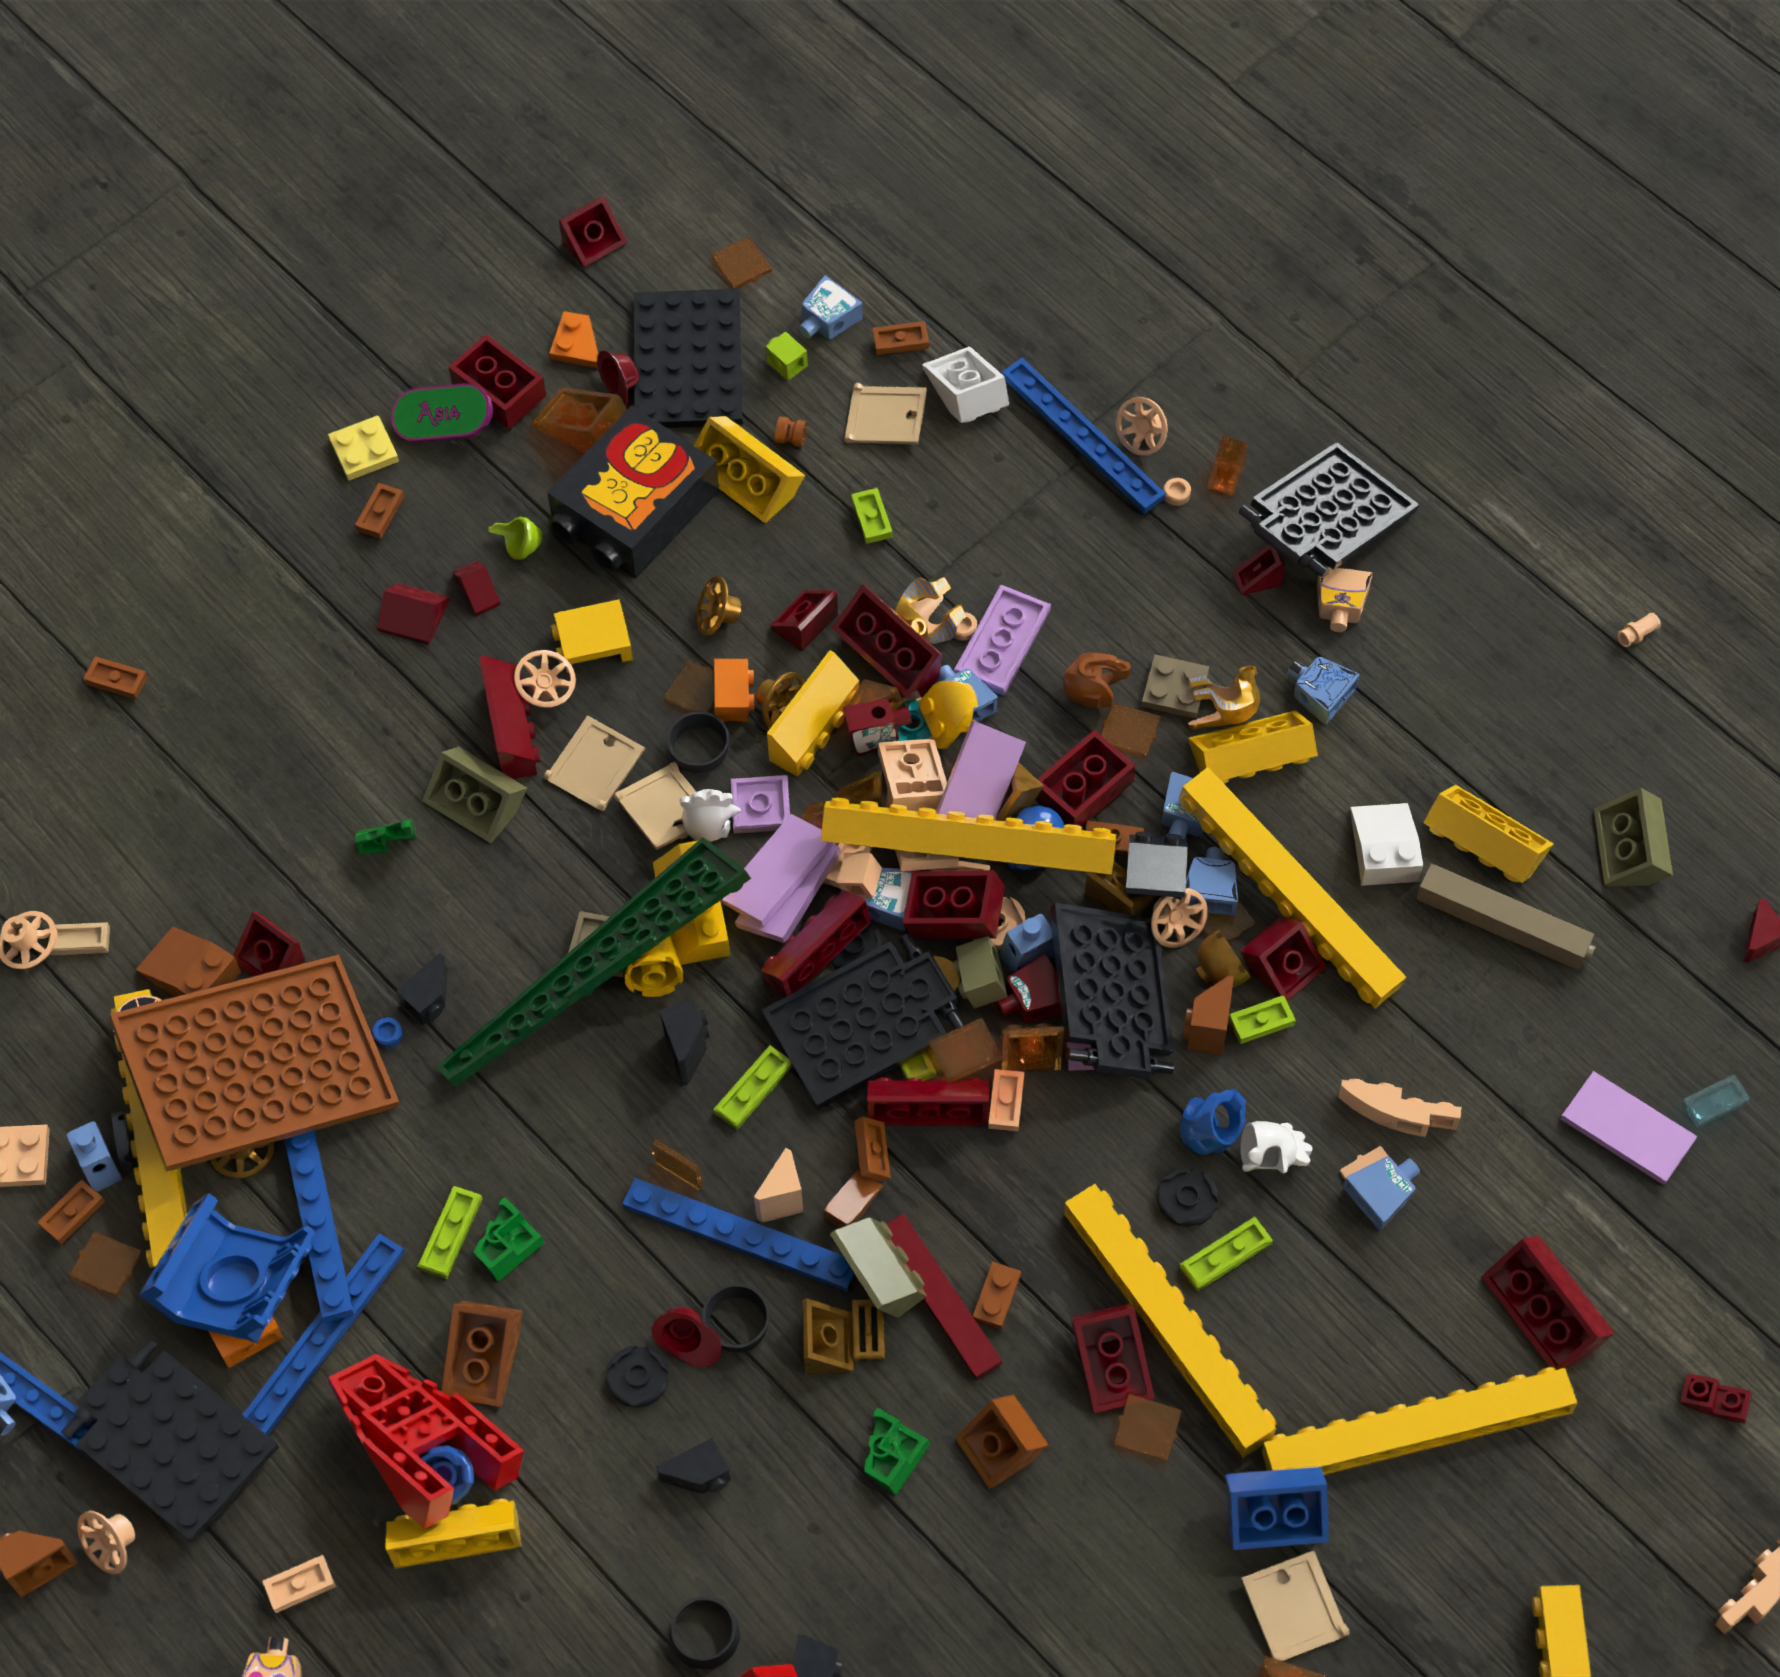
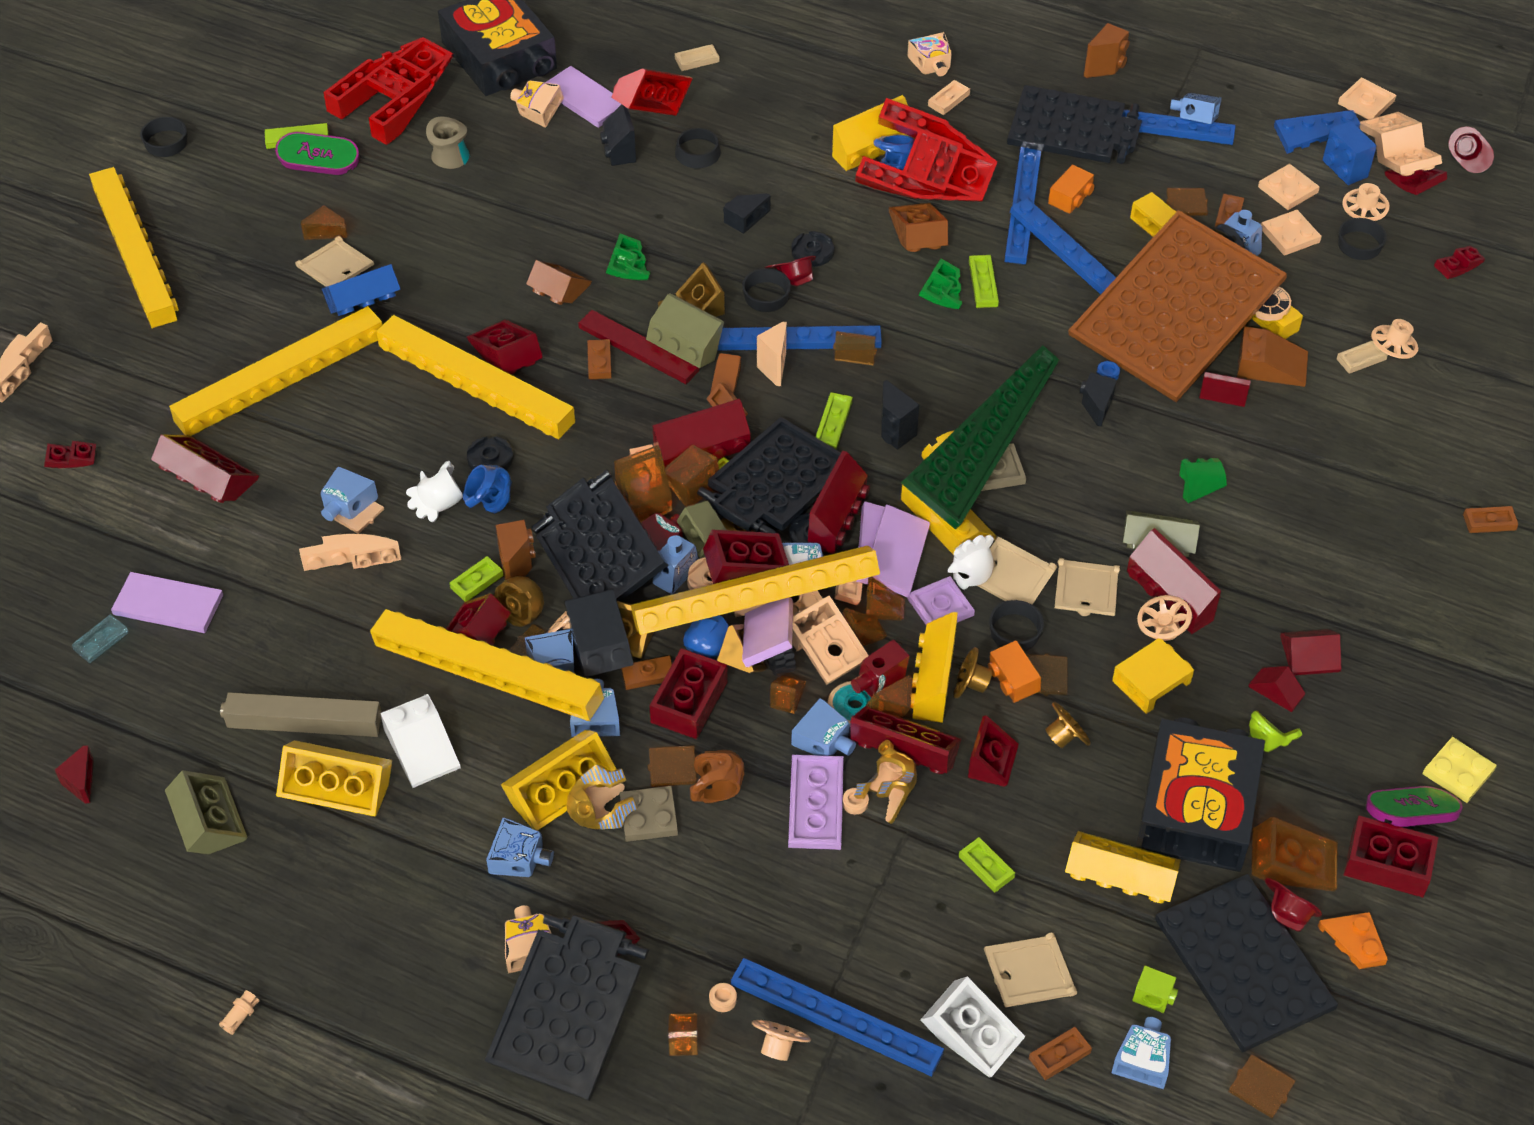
camera: 155 degrees right, 10 degrees down
(109, 1538) = (1071, 78): light nougat wheel -> none
(224, 1273) = (1103, 197): blue panel -> none
(379, 511) = (1401, 716): dark orange plate -> none
(591, 232) = (1418, 1049): dark red slope -> none
(791, 431) = (1104, 915): dark orange wheel -> none
(859, 874) = (827, 543): light nougat brick -> none
(948, 710) = (822, 700): yellow slope -> none
(1148, 1427) = (465, 320): clear orange piece -> none
(1226, 1253) = (448, 431): lime tile -> none

